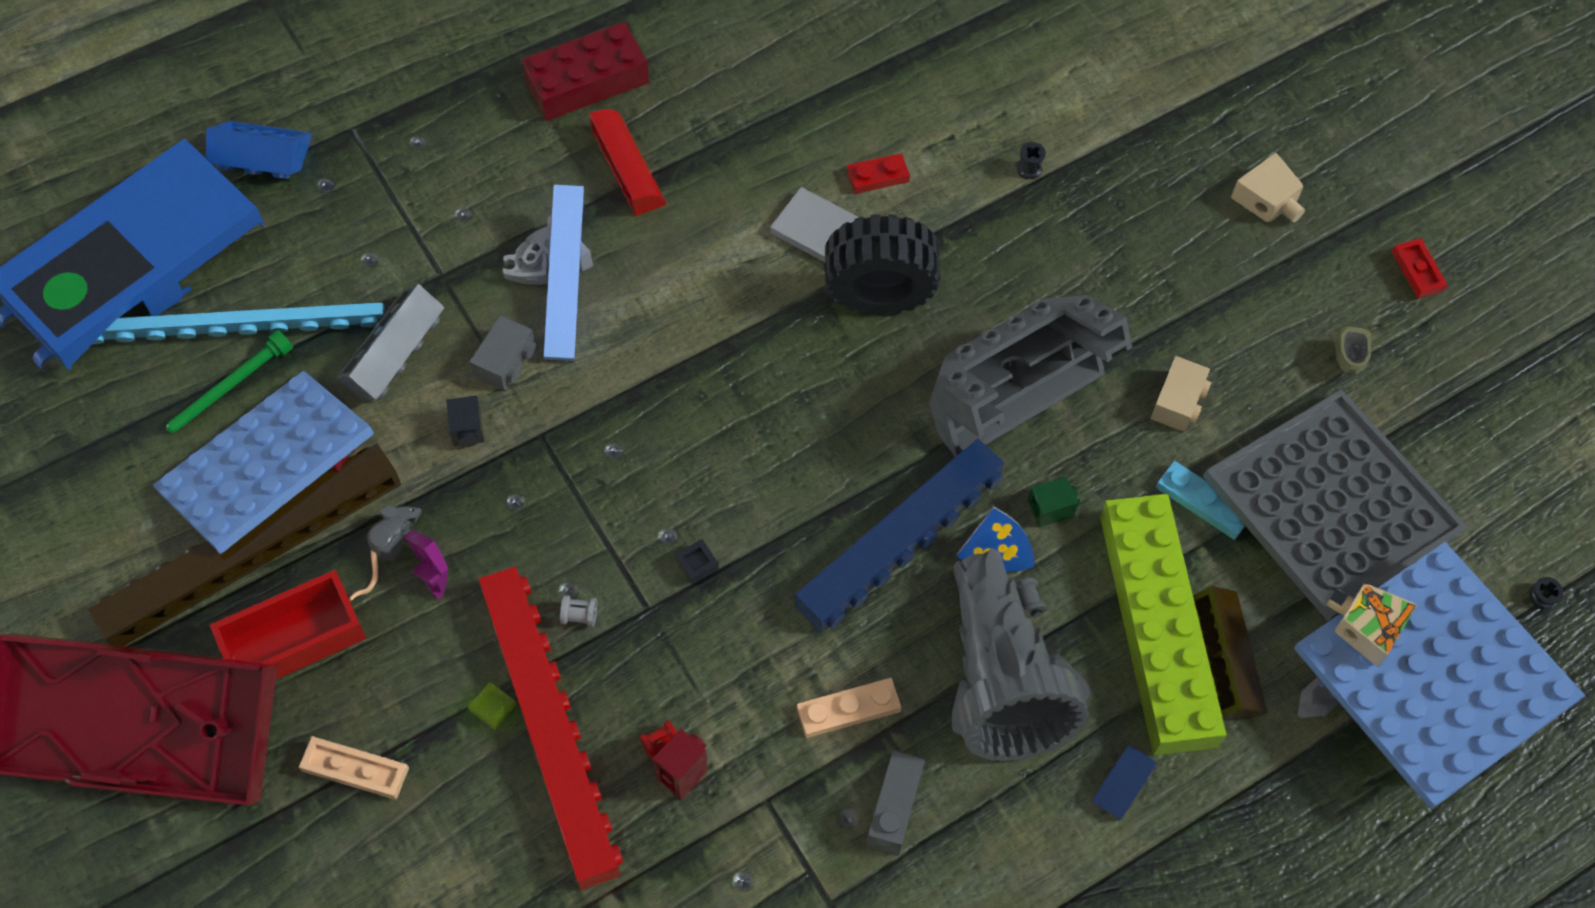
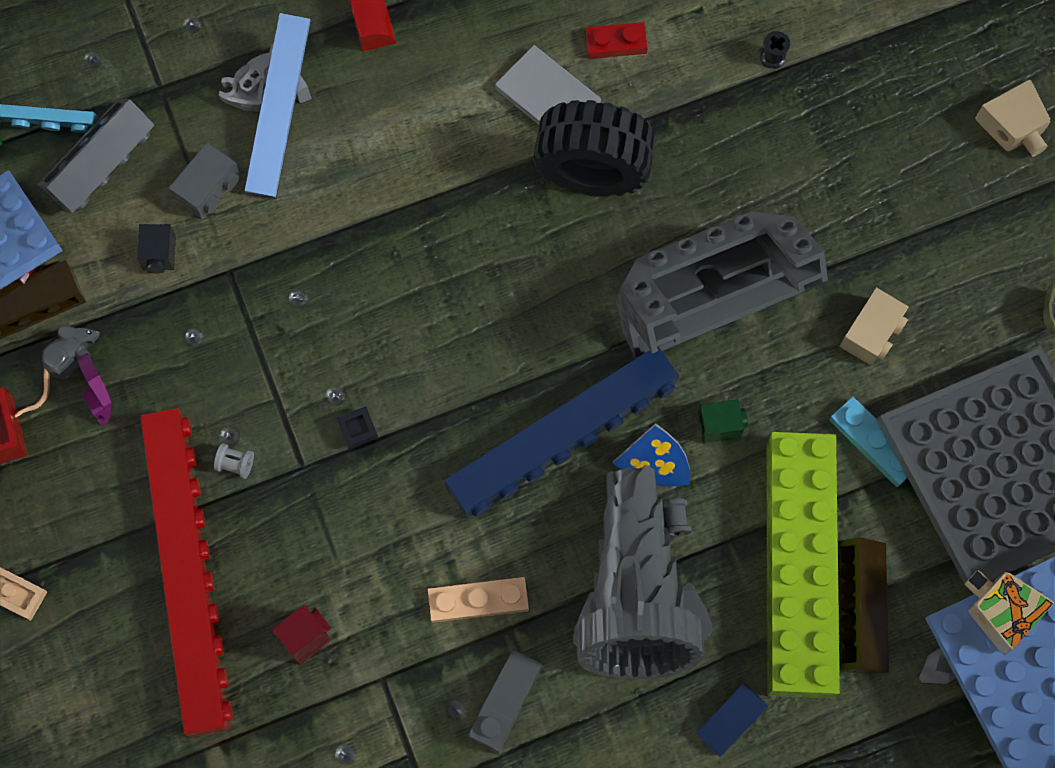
camera: 10 degrees right, 10 degrees up
(492, 706) = (135, 543): clear neon green plate -> none
(648, 741) = (278, 603): red bush -> none

